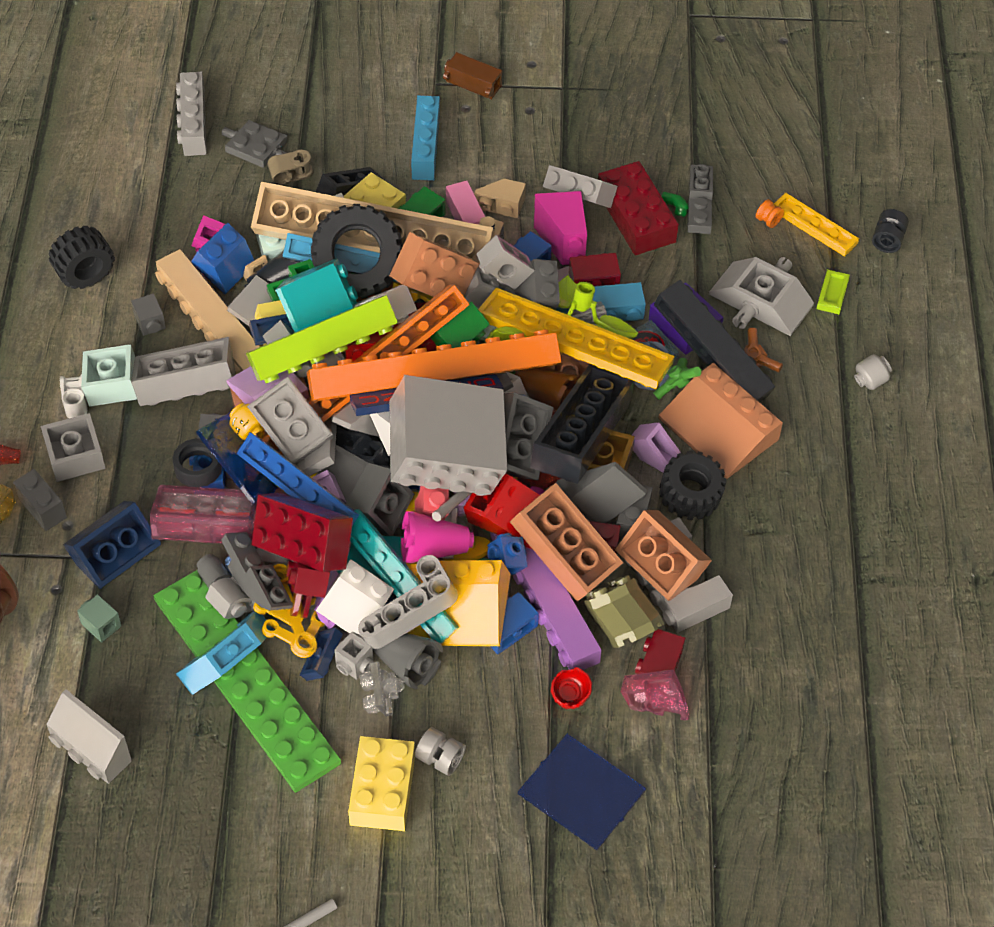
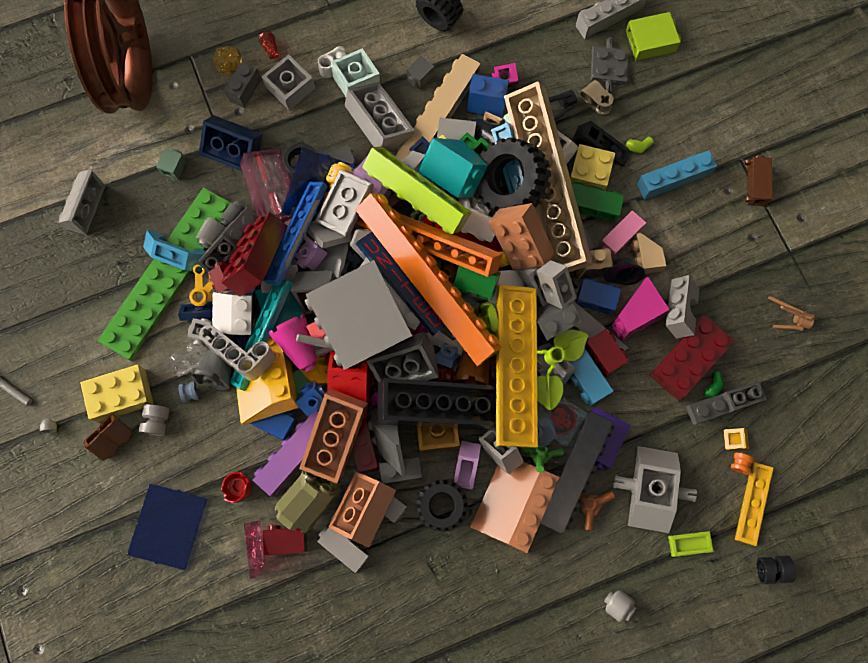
camera: 70 degrees right, 20 degrees up
(247, 92) = (653, 36): none -> lime brick
(370, 156) = (638, 146): none -> lime arm
(381, 885) = (48, 426): none -> light grey hinge
(422, 701) = (189, 392): none -> sand blue wheel
(436, 810) = (107, 437): none -> reddish brown brick
(514, 220) = (624, 272): none -> black piece
(641, 106) = (801, 317): none -> medium nougat plant
(658, 404) = (506, 457): none -> light grey brick
(741, 210) = (736, 439): none -> yellow slope

